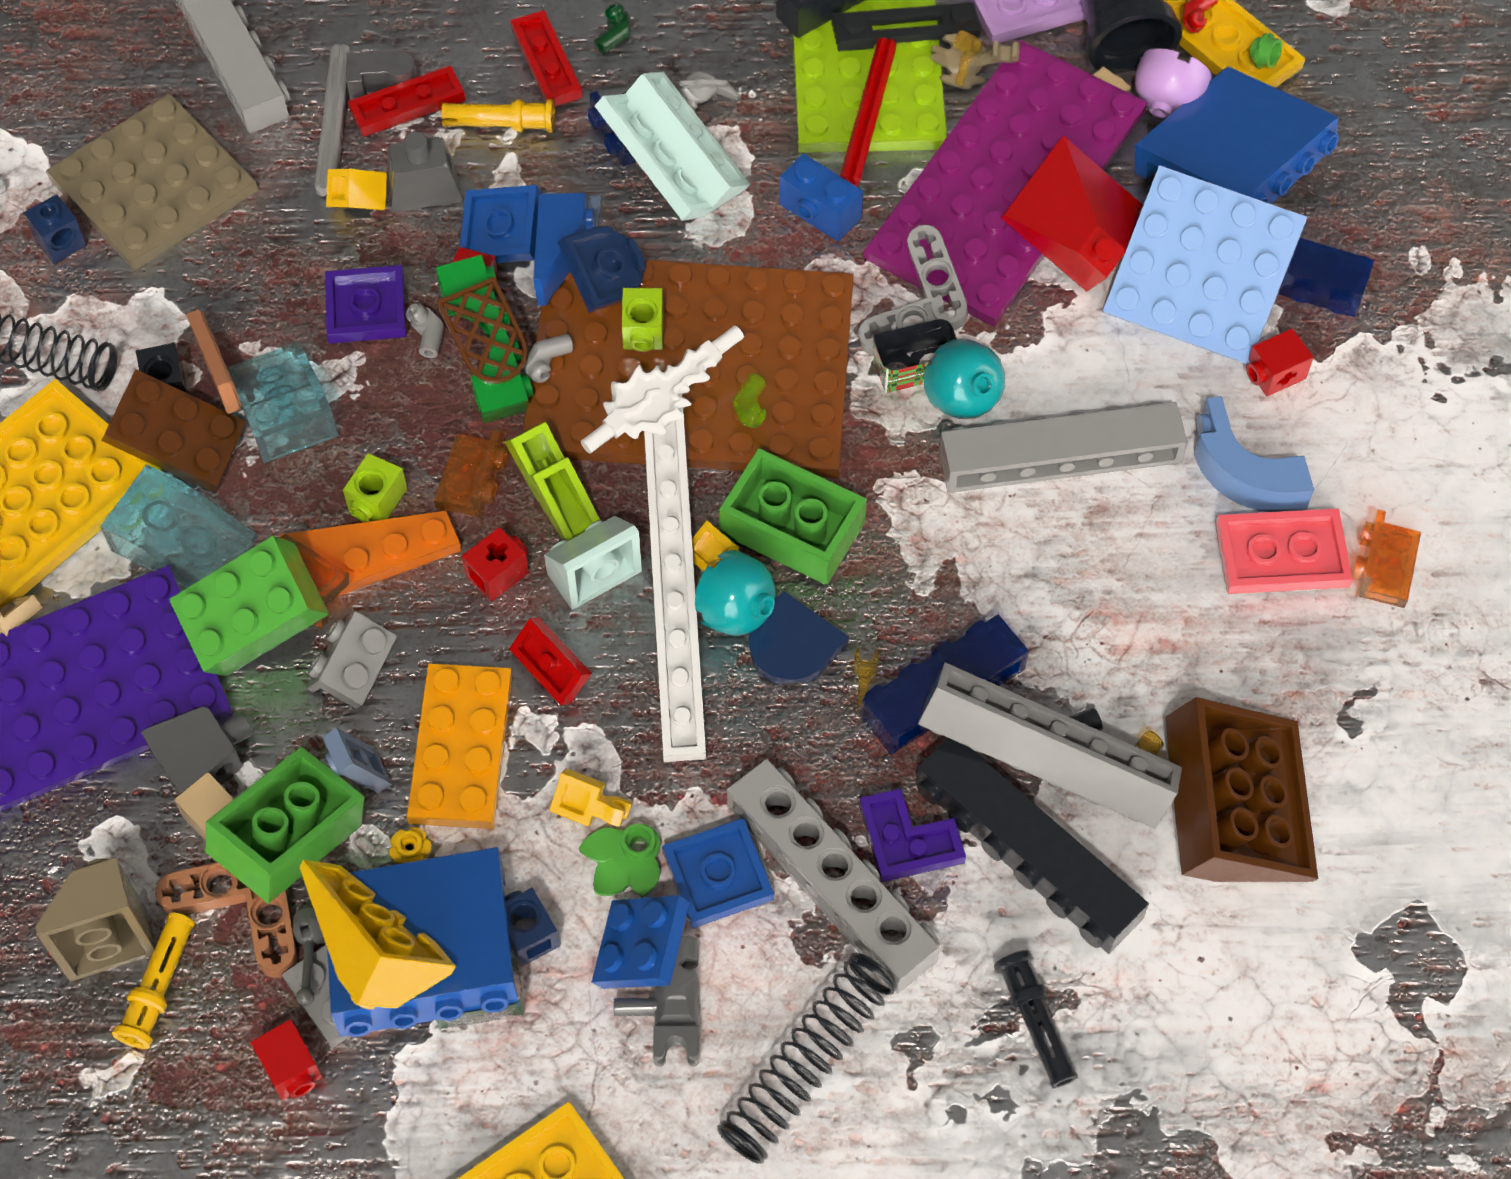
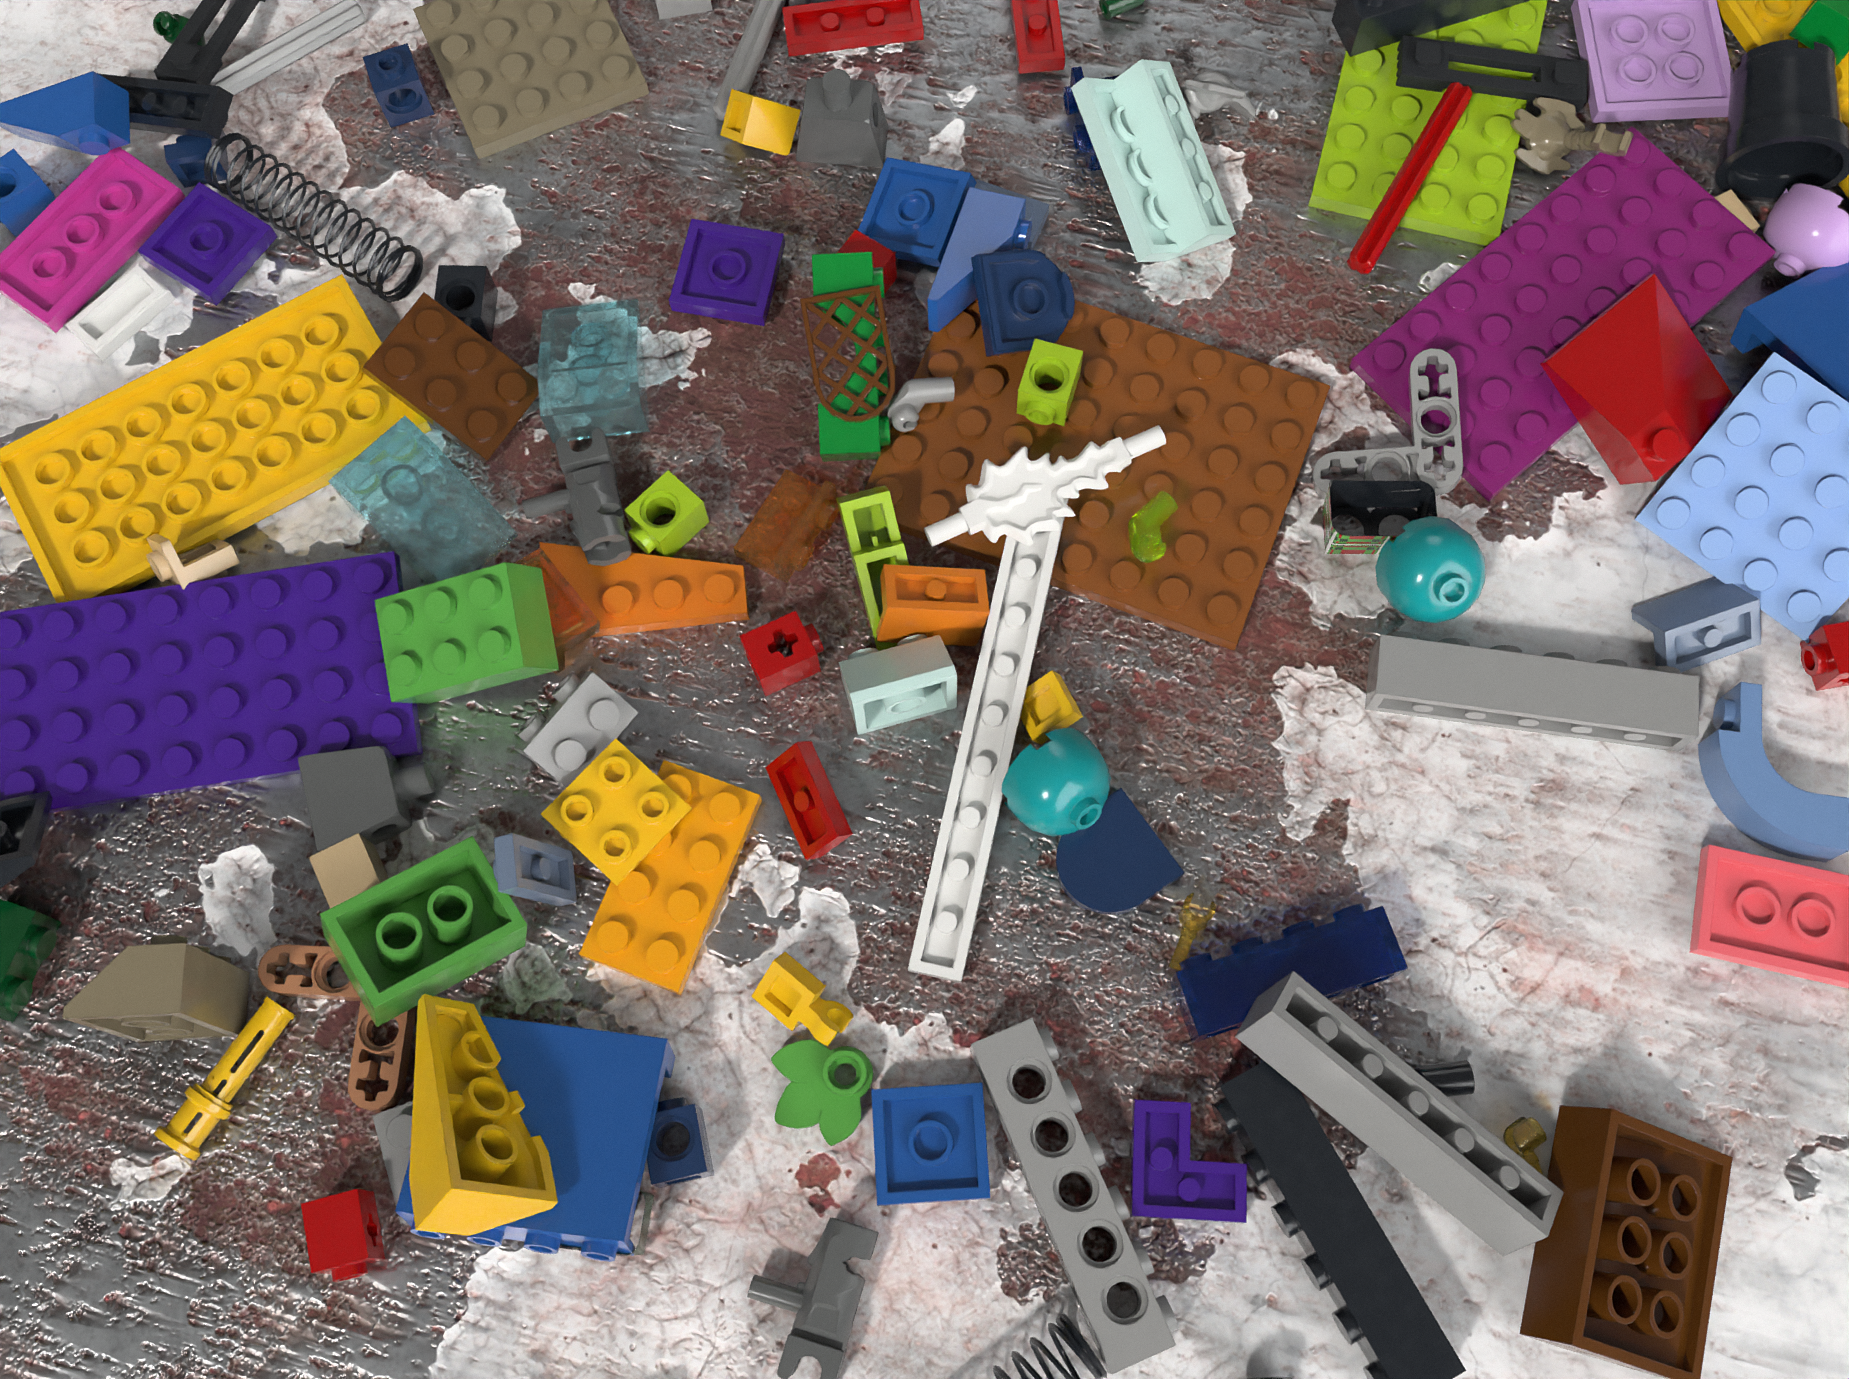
camera: 20 degrees right, 10 degrees up
(214, 361) = (525, 301): nougat tile -> none
(308, 937) = (383, 1163): dark grey hinge -> none
(312, 490) = (591, 499): none -> dark grey piece
(402, 838) = (581, 1004): yellow plate -> none
(404, 706) = (616, 811): none -> yellow hinge
(428, 326) = (790, 316): light grey arm -> none
(514, 115) = (977, 73): yellow pin -> none
(601, 494) = (933, 603): none -> orange panel
(640, 942) = (806, 1215): blue plate -> none
(792, 516) = (1160, 694): bright green brick -> none
(820, 197) = (1318, 274): blue brick -> none
(970, 47) = (1566, 121): clear yellow hand -> none
(1171, 370) = (1701, 624): none -> sand blue panel

